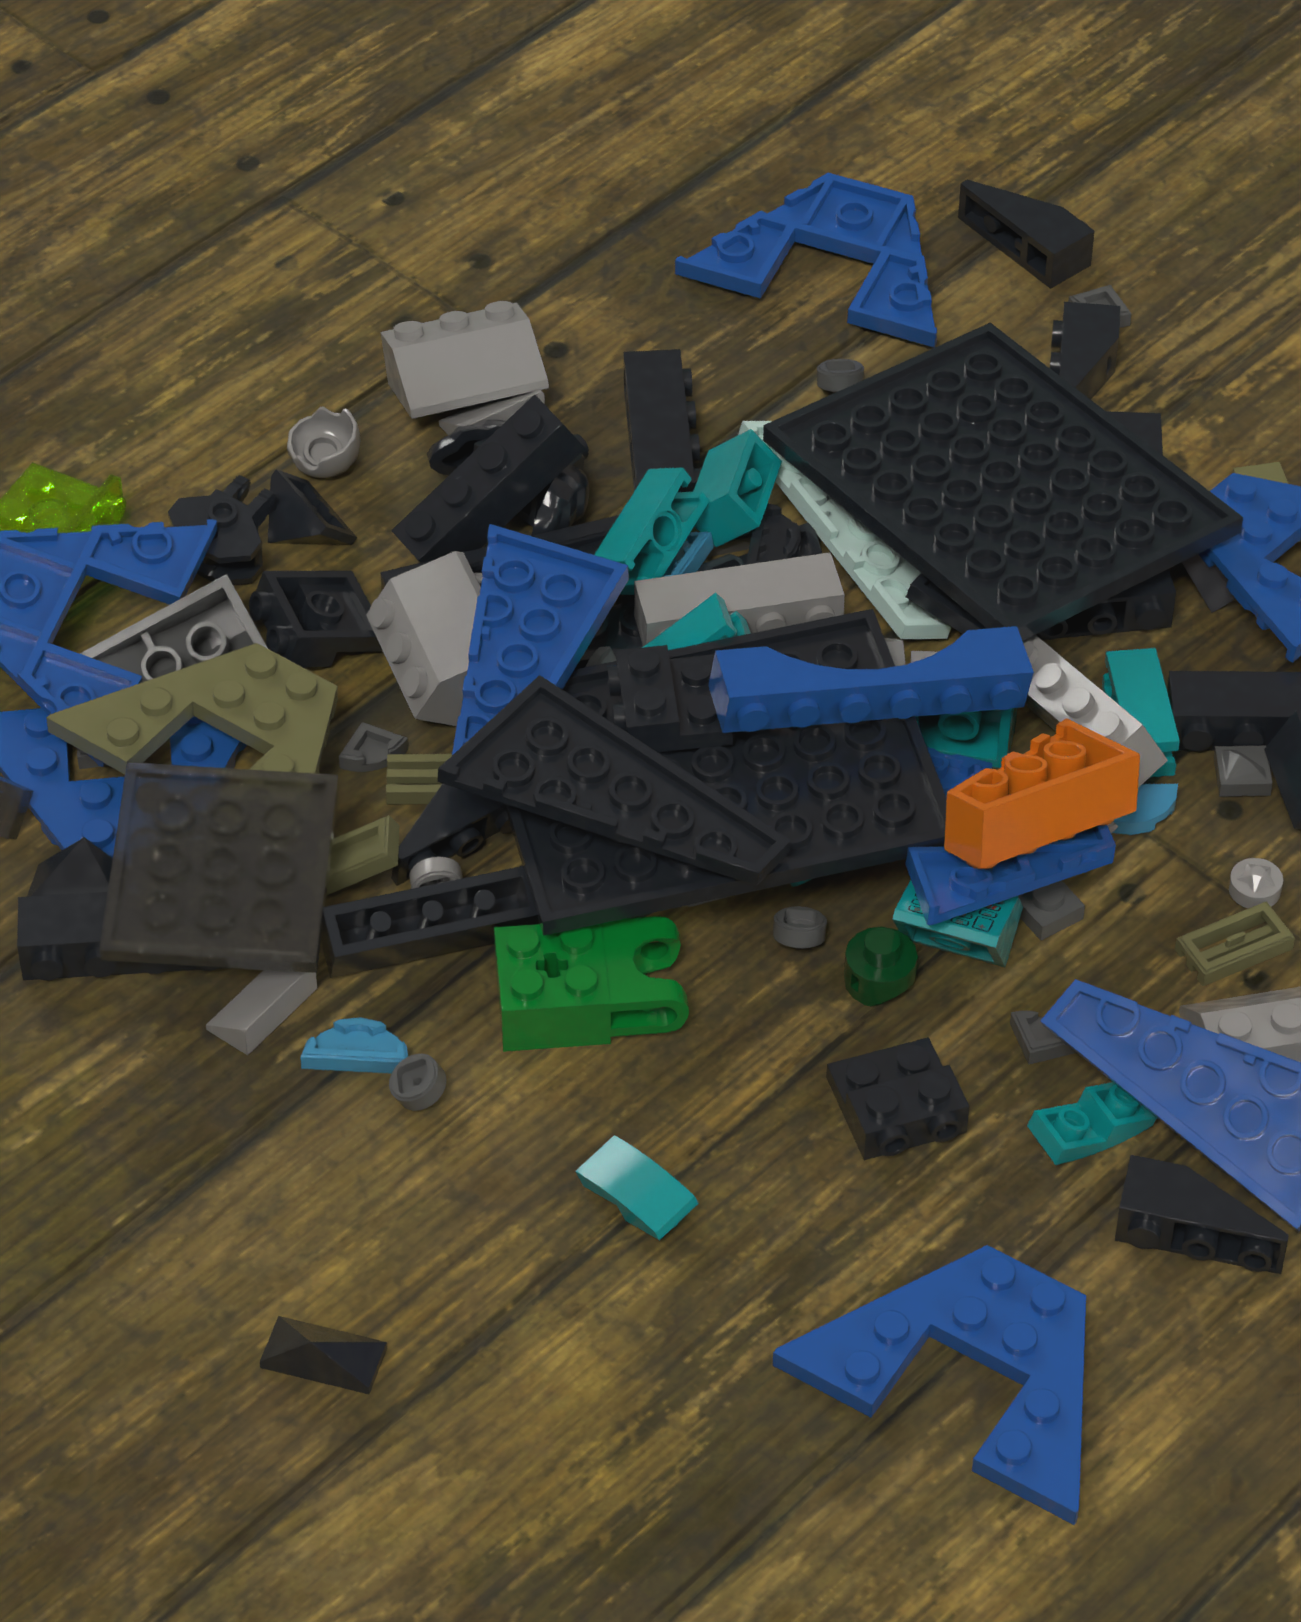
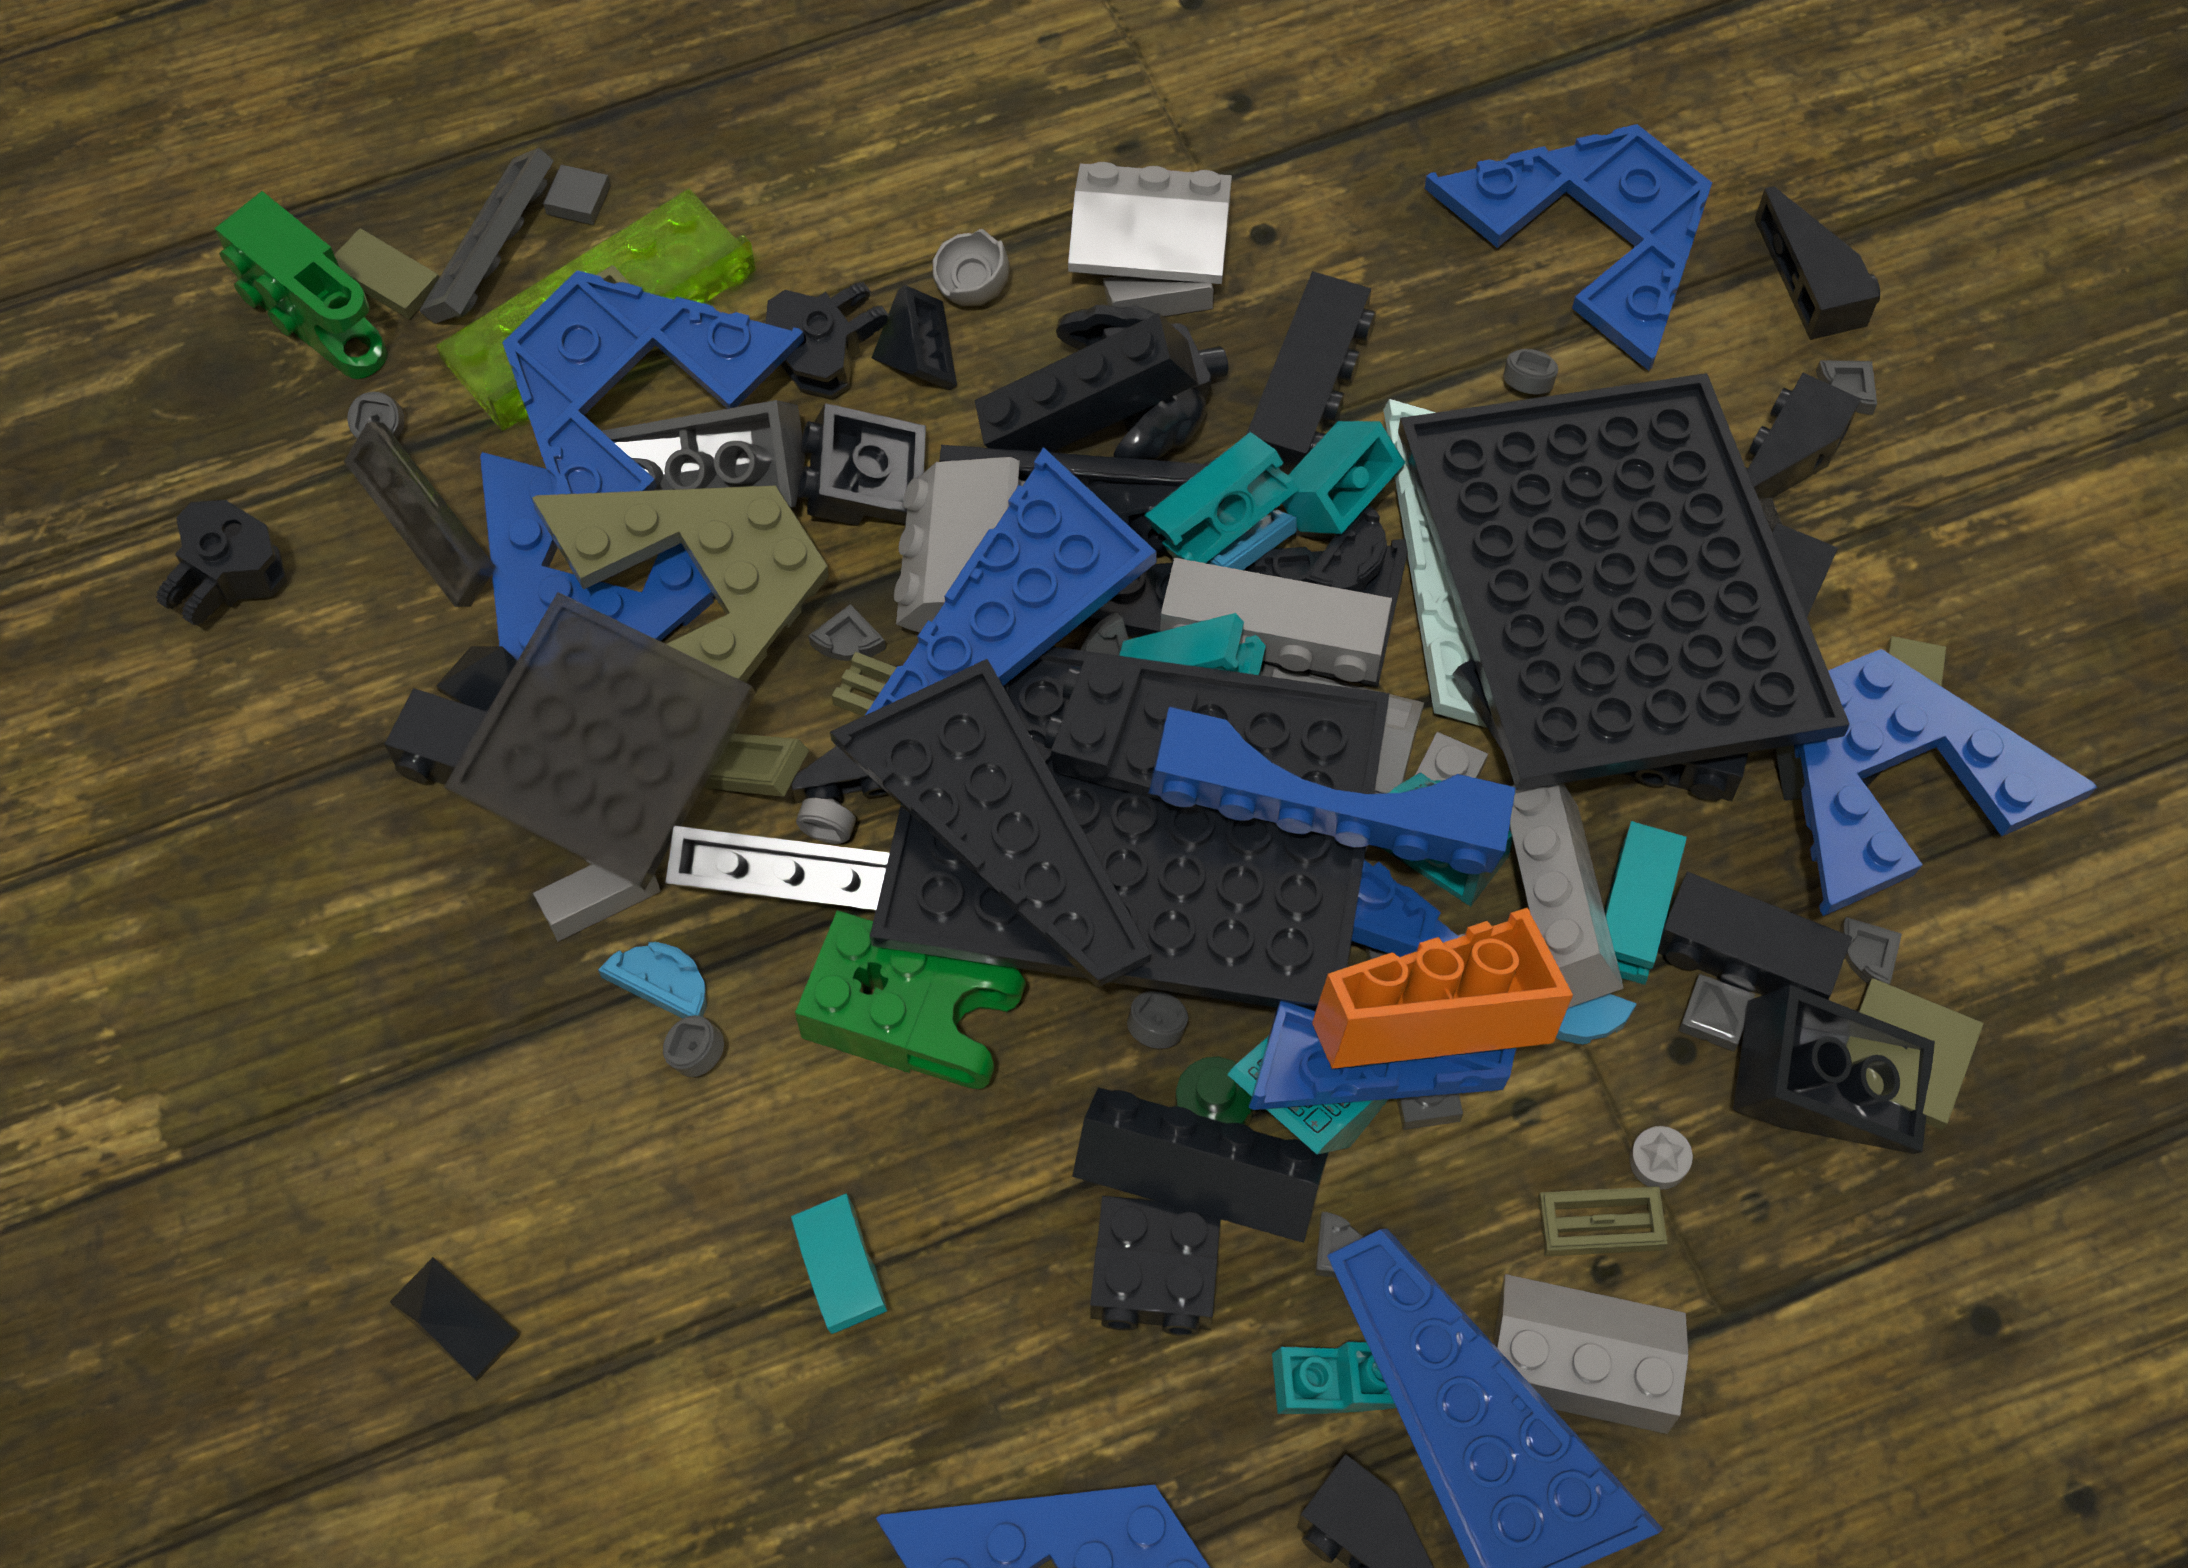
camera: 25 degrees right, 15 degrees up
(897, 1004) = (1199, 1164): none -> black brick

